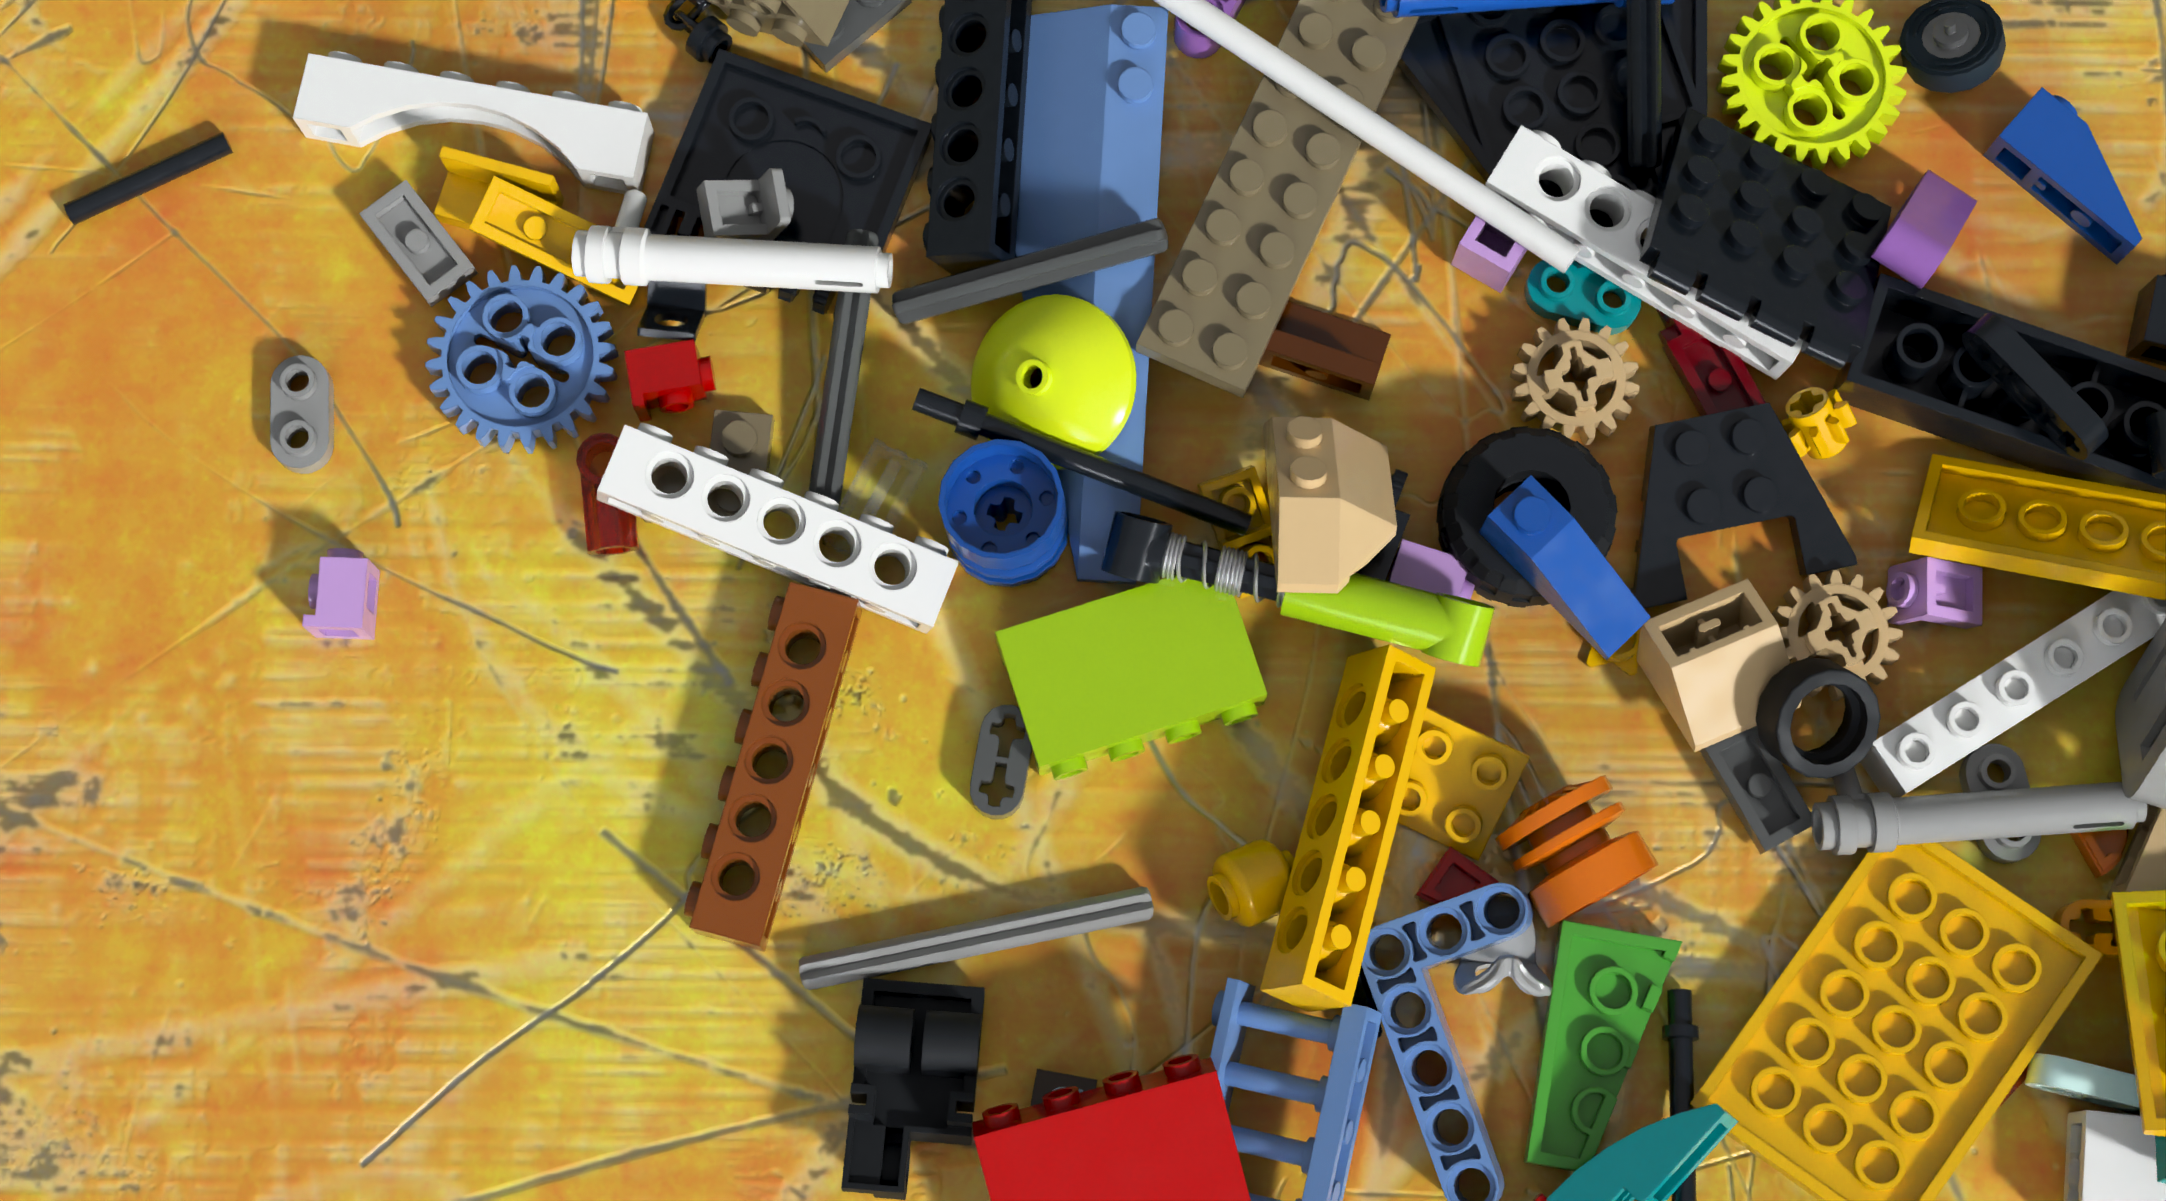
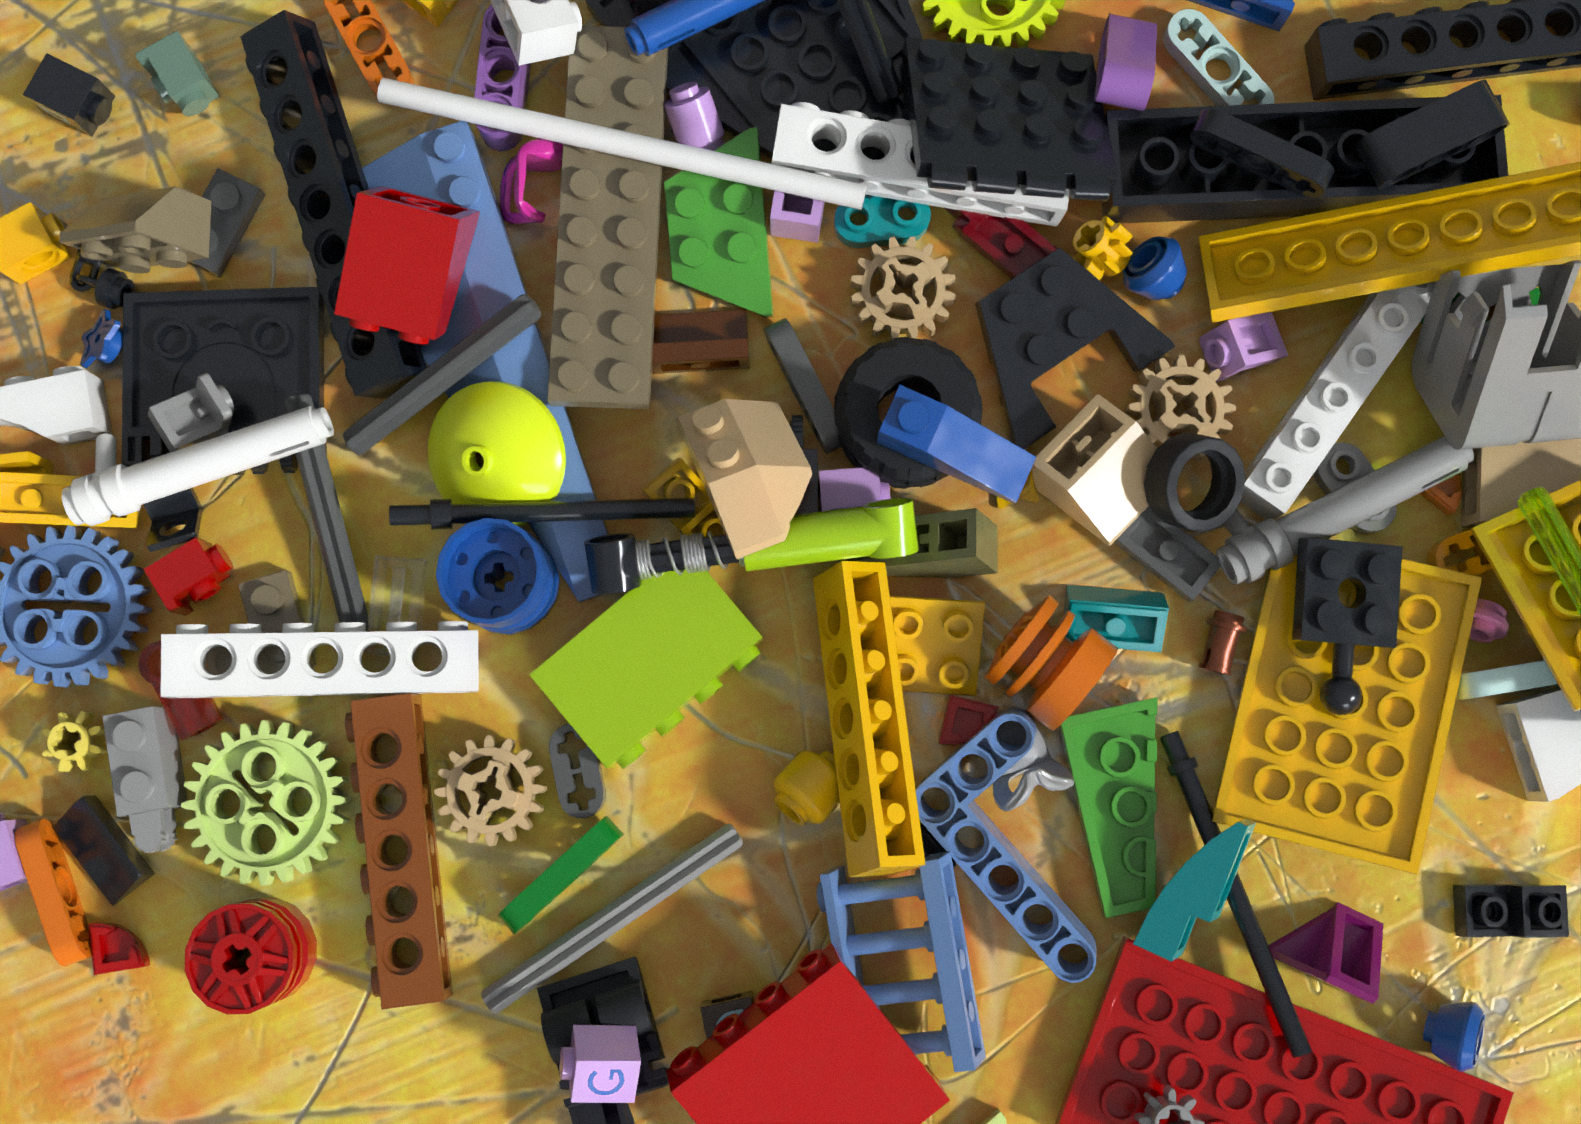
camera: 20 degrees left, 5 degrees up
(383, 660) = (54, 892): none -> orange beam
(421, 750) = (115, 948): none -> red tile
(450, 636) = (102, 849): none -> black slope
(460, 498) = (65, 734): none -> light yellow gear
(536, 571) = (146, 774): none -> light grey hinge
(600, 828) = (280, 948): none -> red wheel
(674, 90) = (102, 340): none -> blue plate
(698, 635) = (236, 837): none -> yellowish green gear
(881, 725) = (481, 812): none -> tan gear
(908, 1079) = (601, 1064): none -> lavender brick
(939, 866) = (560, 875): none -> green beam
(1043, 136) = (404, 263): none -> red slope
(1226, 77) = (535, 156): none -> dark pink piece
(1397, 240) = (721, 233): none -> bright green wing
(1419, 102) = (694, 117): none -> lavender brick
(1423, 439) = (804, 383): none -> dark grey beam
(1515, 680) = (949, 547): none -> olive slope
(1683, 842) = (1120, 615): none -> teal slope
(1780, 912) = (1222, 642): none -> copper pin
(1869, 470) = (1156, 269): none -> blue cone
(1905, 927) = (1323, 618): none -> black plate
(2001, 244) = (1220, 48): none -> light aqua beam
(2092, 1010) = (1489, 622): none -> bright pink plate

